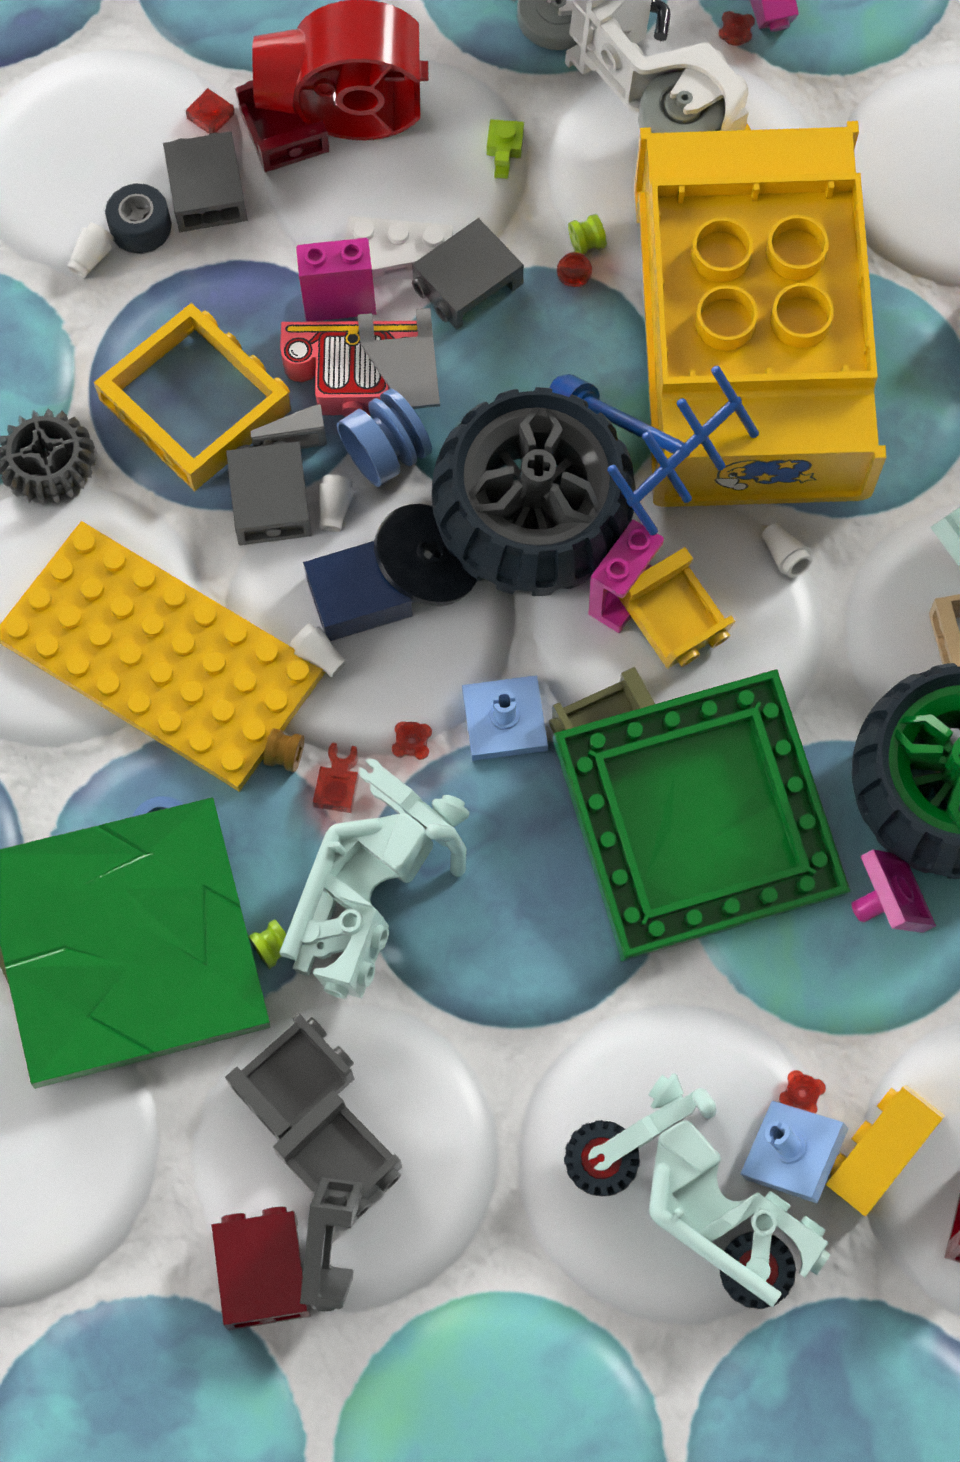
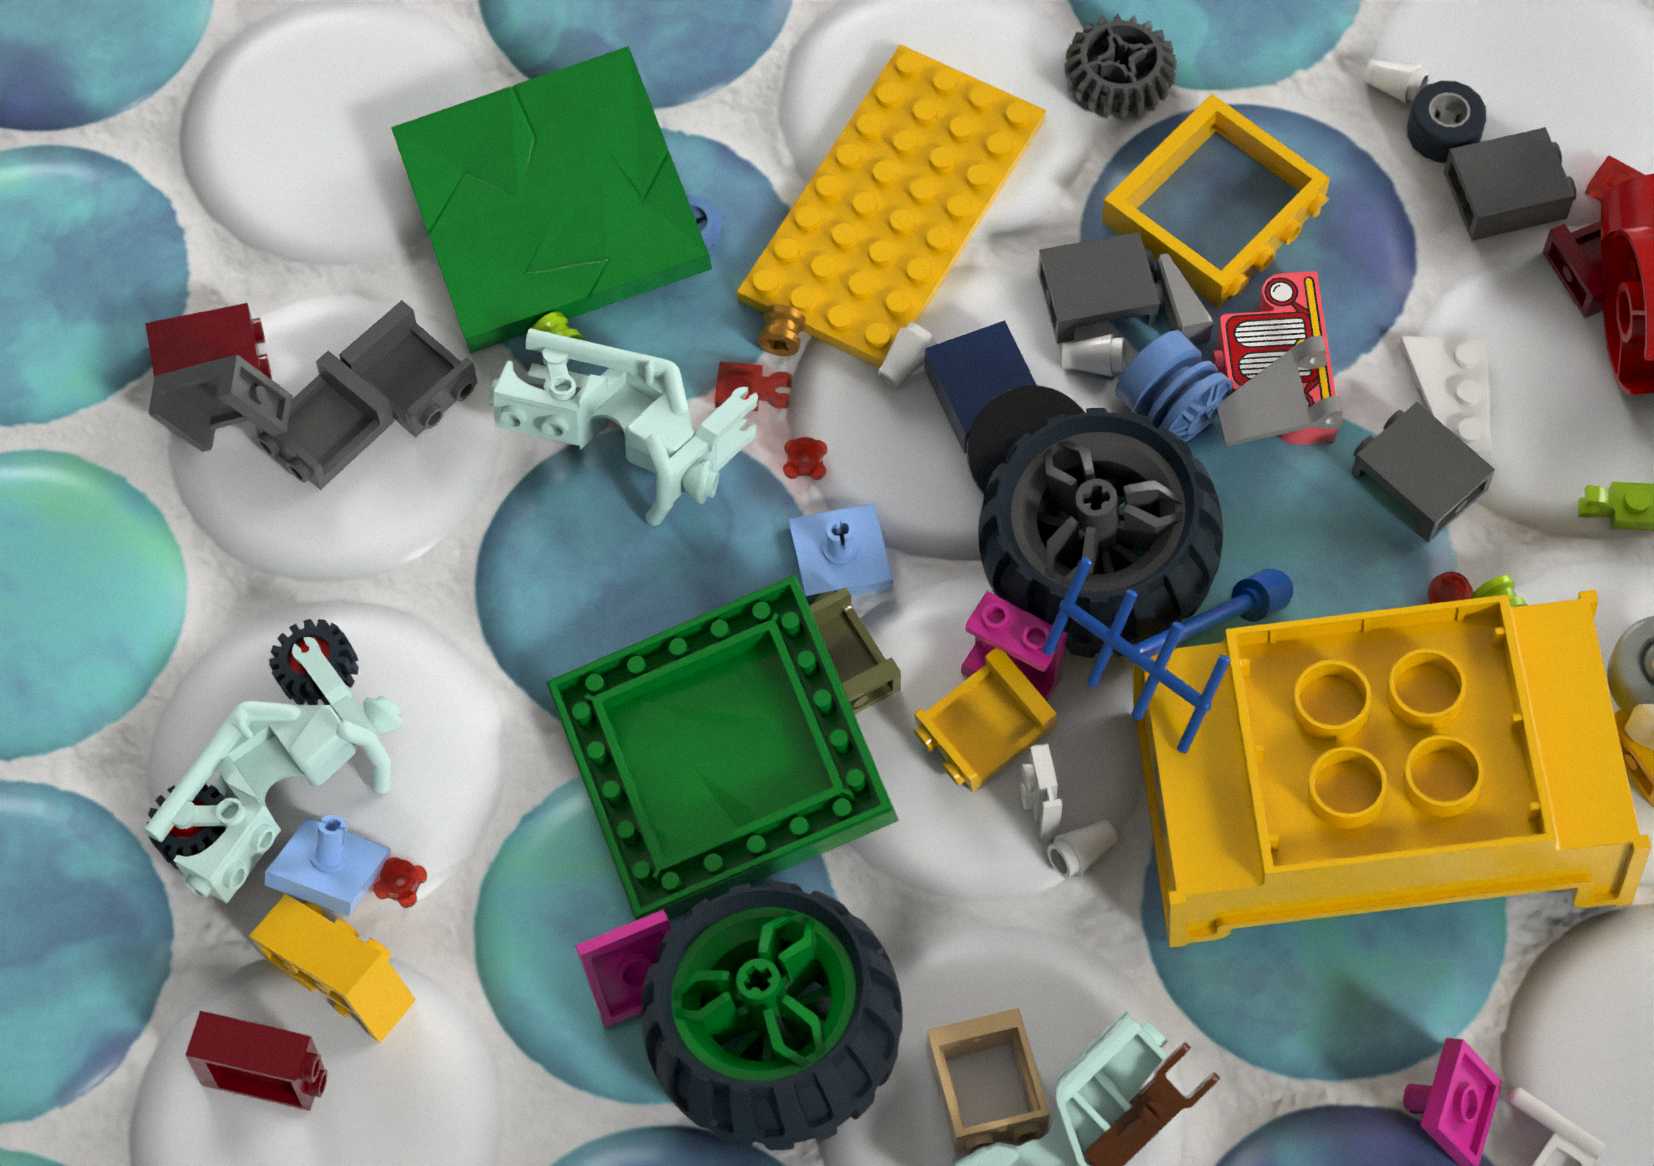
camera: 85 degrees right, 5 degrees down
(336, 279) = (1372, 314): dark pink panel -> none
(748, 565) = (1040, 792): none -> white plate

